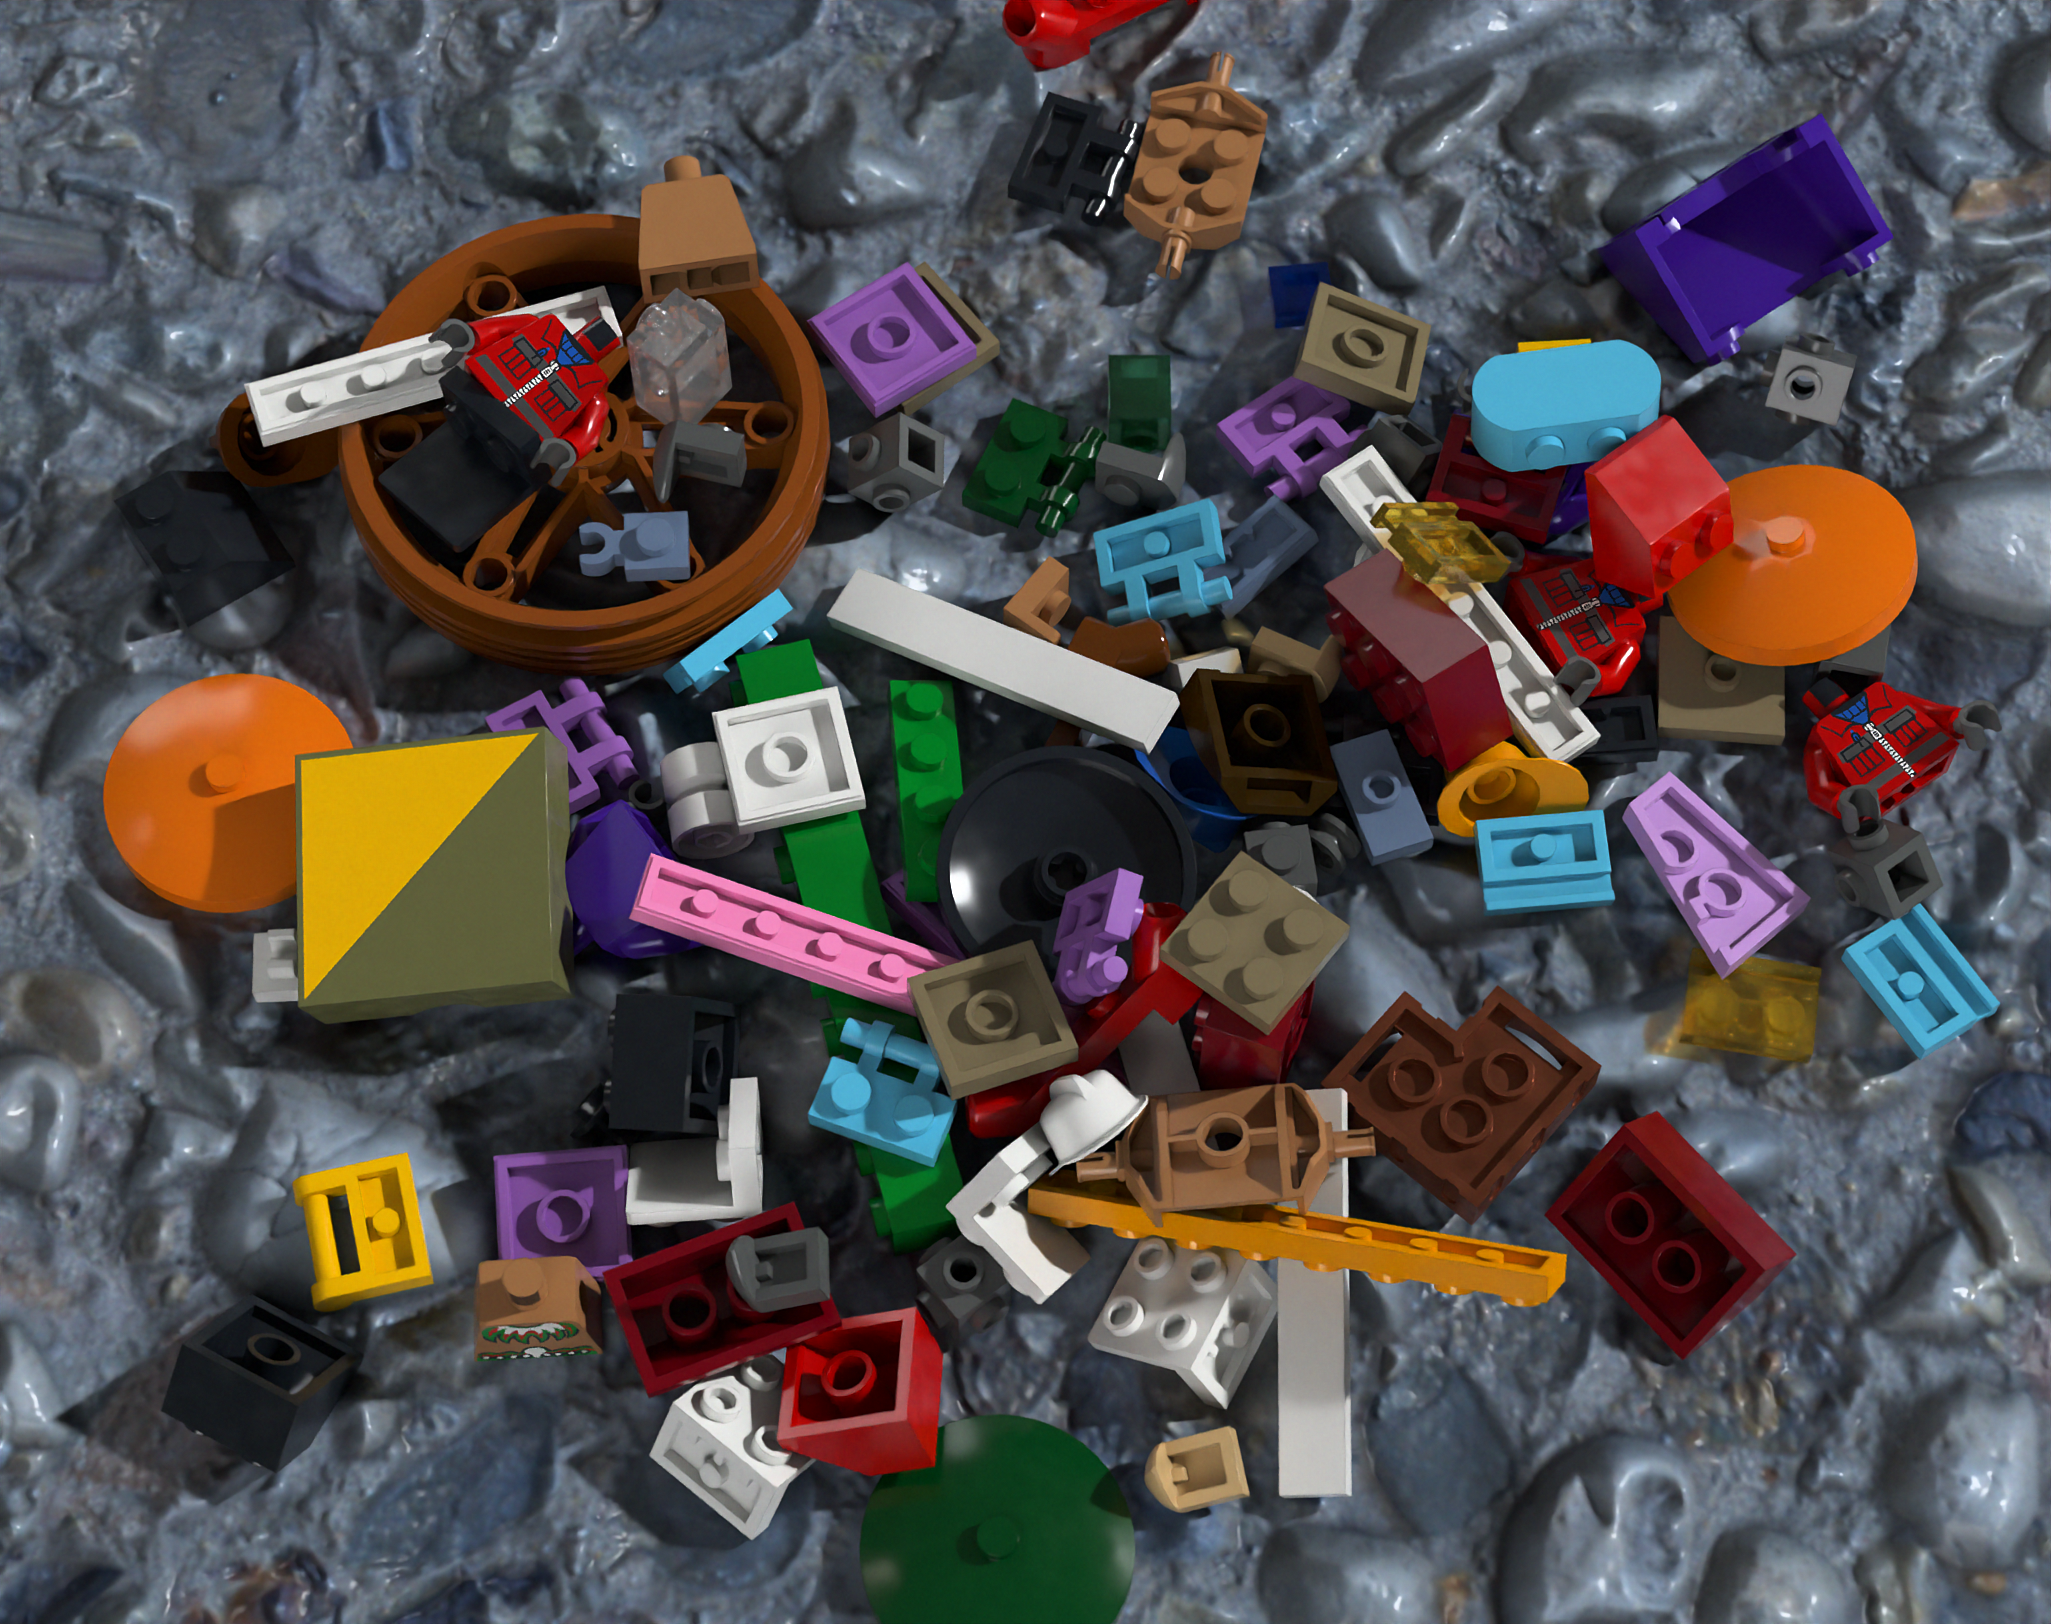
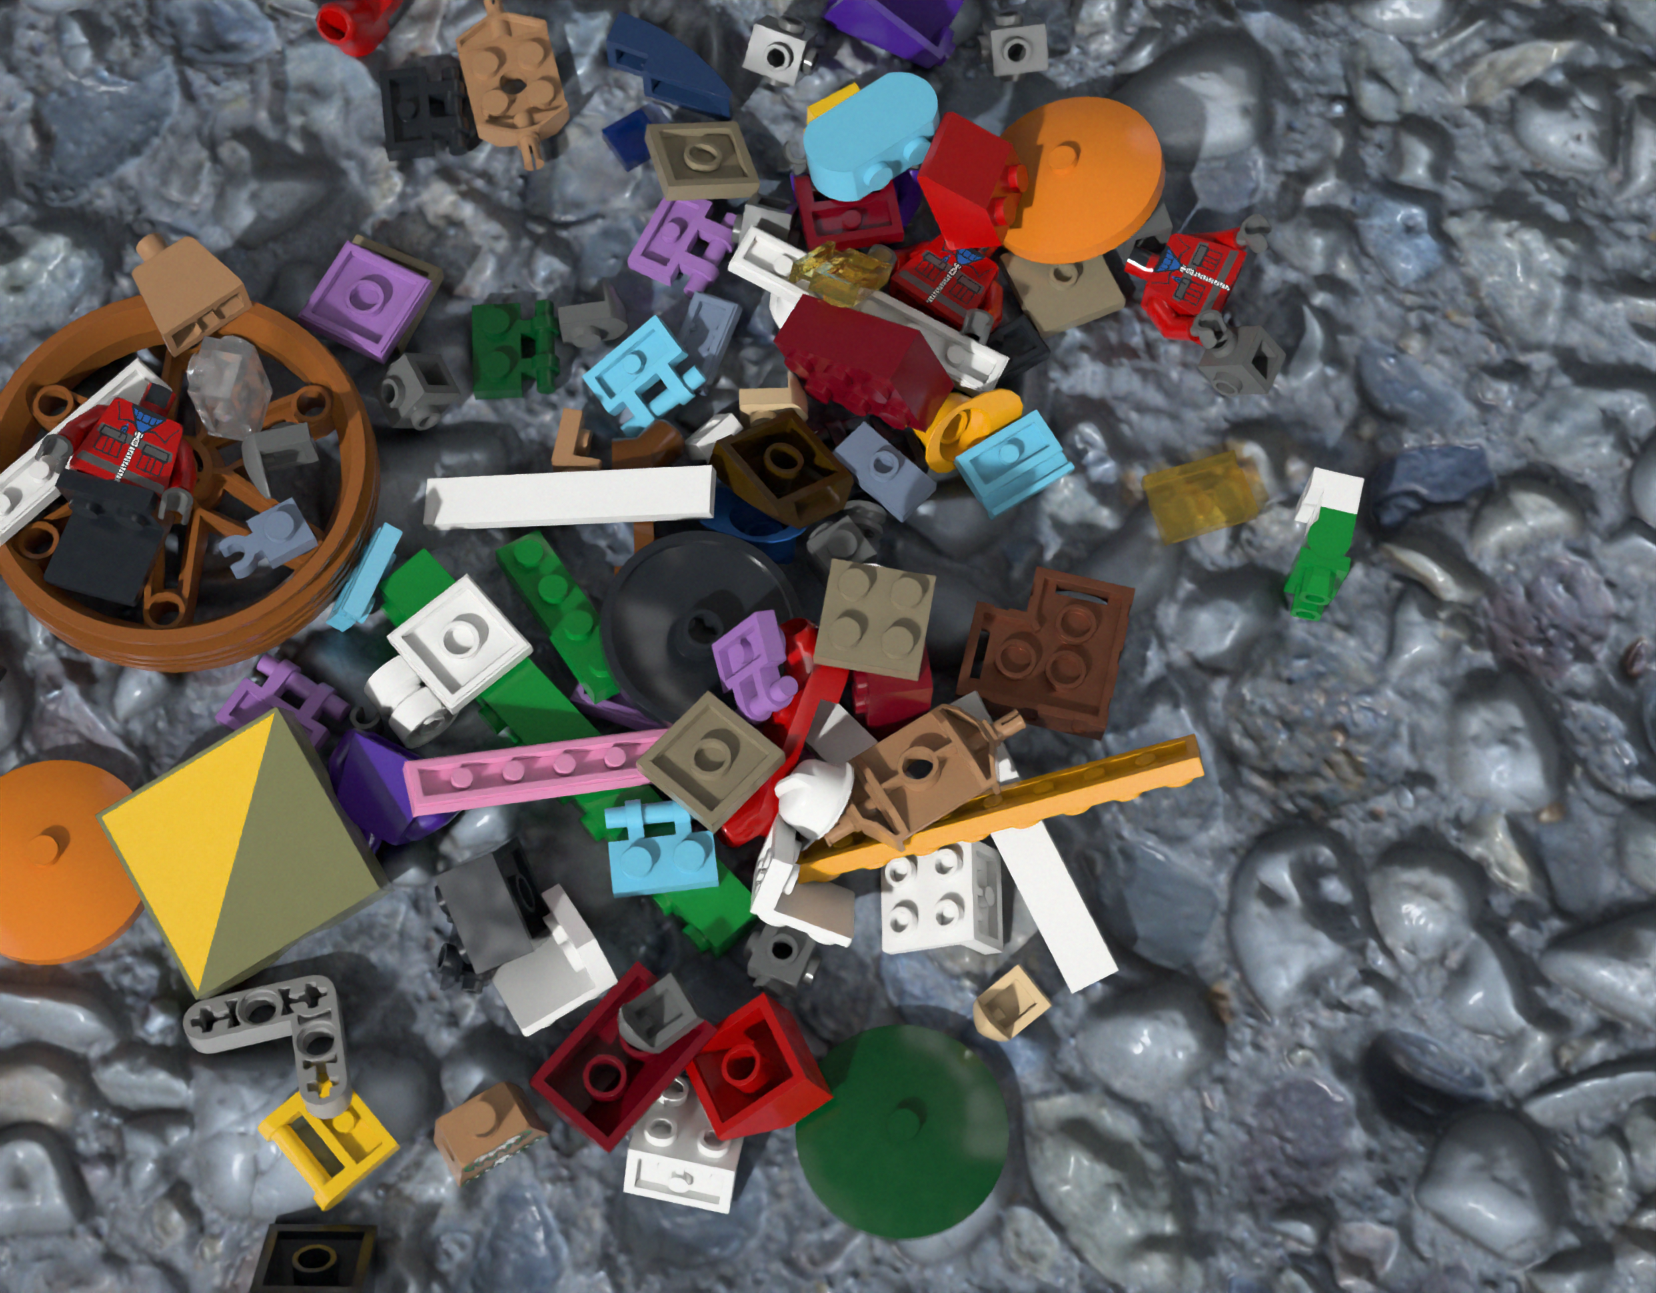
camera: 30 degrees left, 5 degrees up
(275, 966) = (158, 973): white tile -> none
(397, 1095) = (303, 1024): none -> light grey beam
(565, 1206) = (470, 1047): medium lavender plate -> none
(1139, 401) = (564, 267): clear green brick -> none
(1381, 229) = (668, 68): none -> dark blue slope
(1525, 266) = (782, 50): none -> brick
(1669, 1233) = (1233, 682): dark red slope -> none
(1712, 873) = (1129, 418): lavender wing -> none
(1865, 1122) = (1319, 567): none -> green hips
(1920, 981) = (1301, 426): medium azure plate -> none

